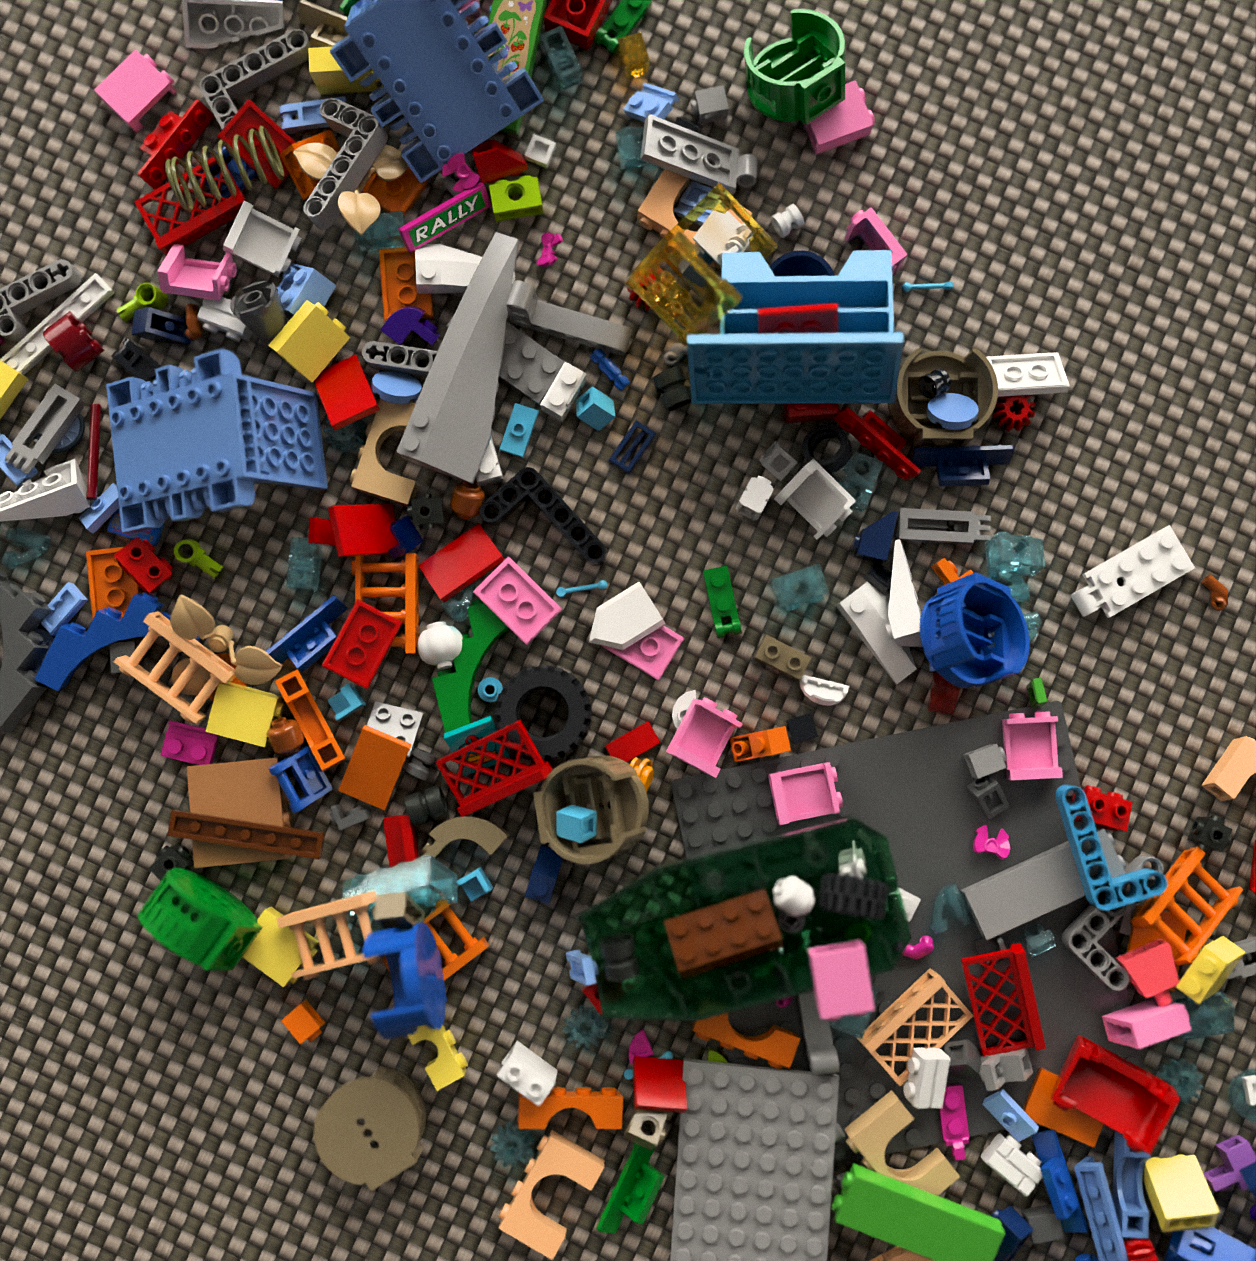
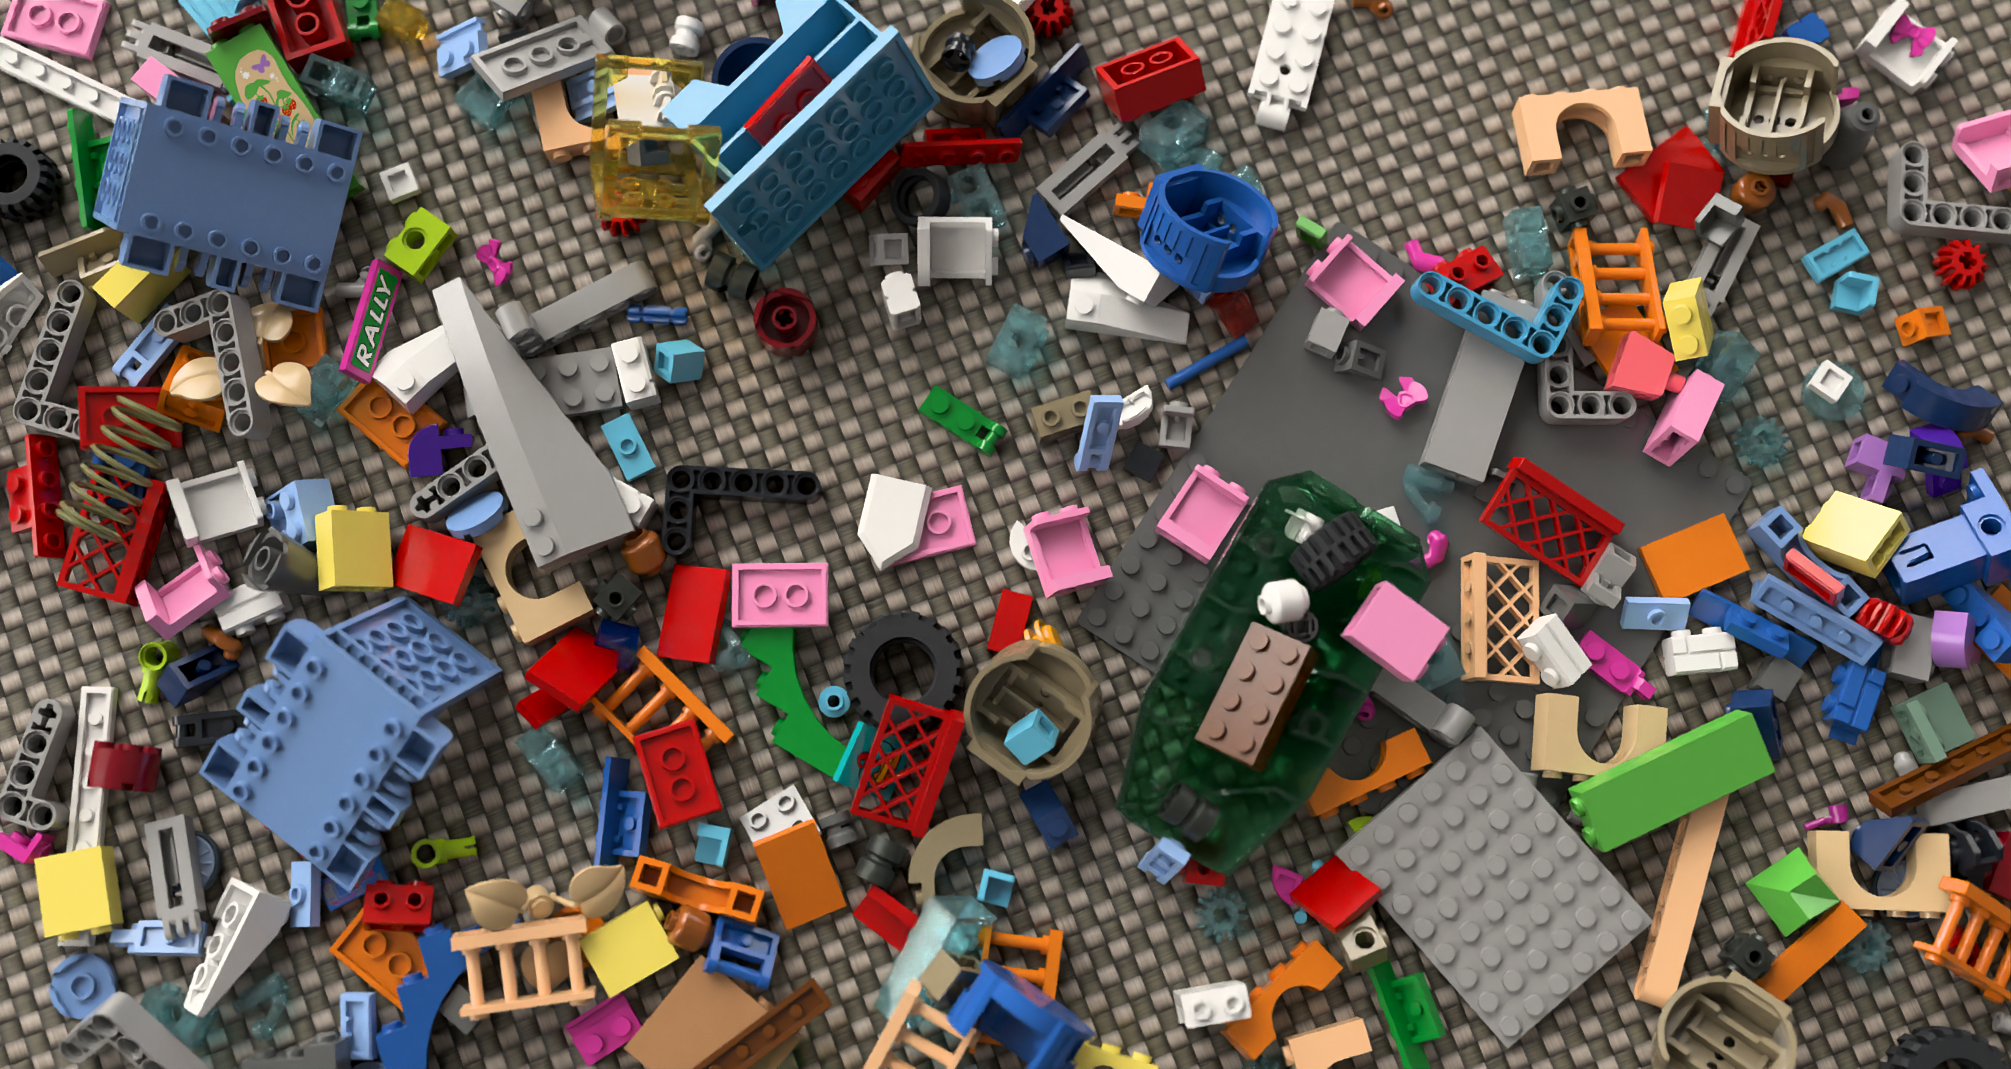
camera: 55 degrees left, 5 degrees down
(93, 454) = (244, 851): dark red bar -> none
(354, 817) = (825, 938): dark grey bracket -> none
(439, 645) = (748, 705): white plant -> none
(467, 177) = (356, 267): dark pink piece -> none
(497, 161) = (368, 228): red slope -> none
(561, 592) = (810, 552): medium azure hinge -> none
(620, 464) = (751, 389): dark blue tile -> none
(682, 433) = (776, 308): none -> dark red brick
(760, 744) = (1120, 510): orange slope -> none
(791, 688) = (1099, 432): none -> light blue plate
(841, 727) = (1176, 426): none -> light grey bracket
(897, 707) = (1206, 362): none -> blue bar
(1033, 509) = (1150, 79): none -> red brick
(1040, 942) = (1530, 440): clear light blue tile -> none
(1086, 772) = (1421, 261): none -> dark pink arm
(1115, 1093) = (1719, 504): red windscreen -> none
(1126, 1193) = (1813, 577): none -> tile
(1161, 825) = (1527, 242): none -> clear light blue brick

